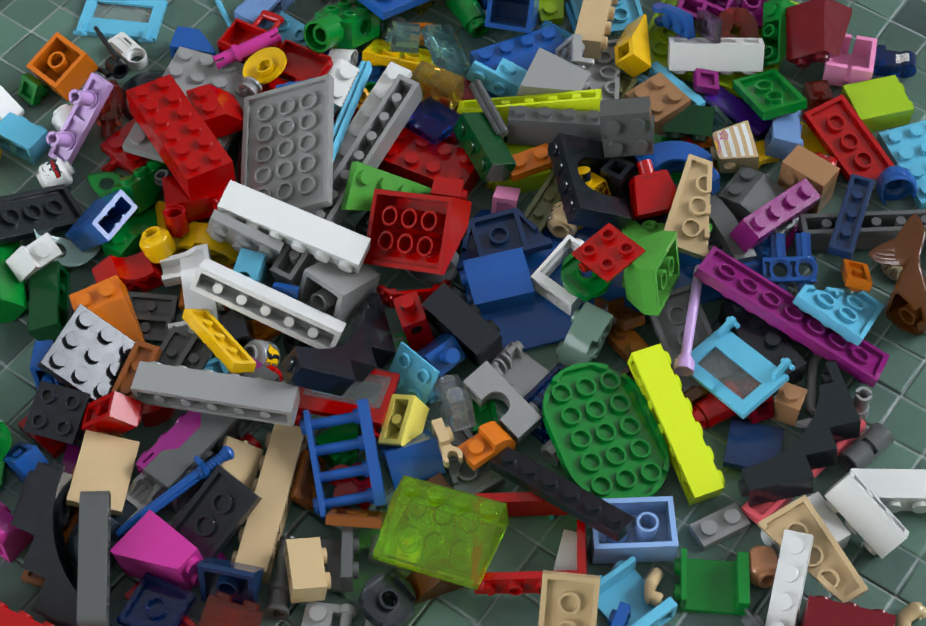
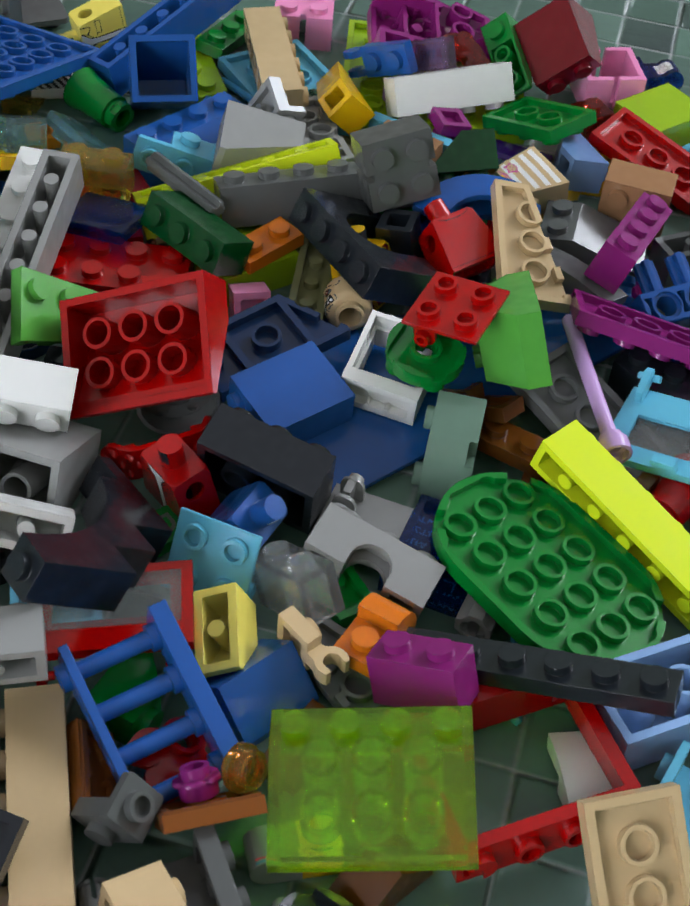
camera: 25 degrees left, 10 degrees down
(312, 507) = (123, 815): none -> dark grey bracket
(354, 501) = (197, 781): none -> magenta plate
(378, 501) = (244, 768): none -> clear orange plate
(496, 477) = (422, 671): none -> magenta brick

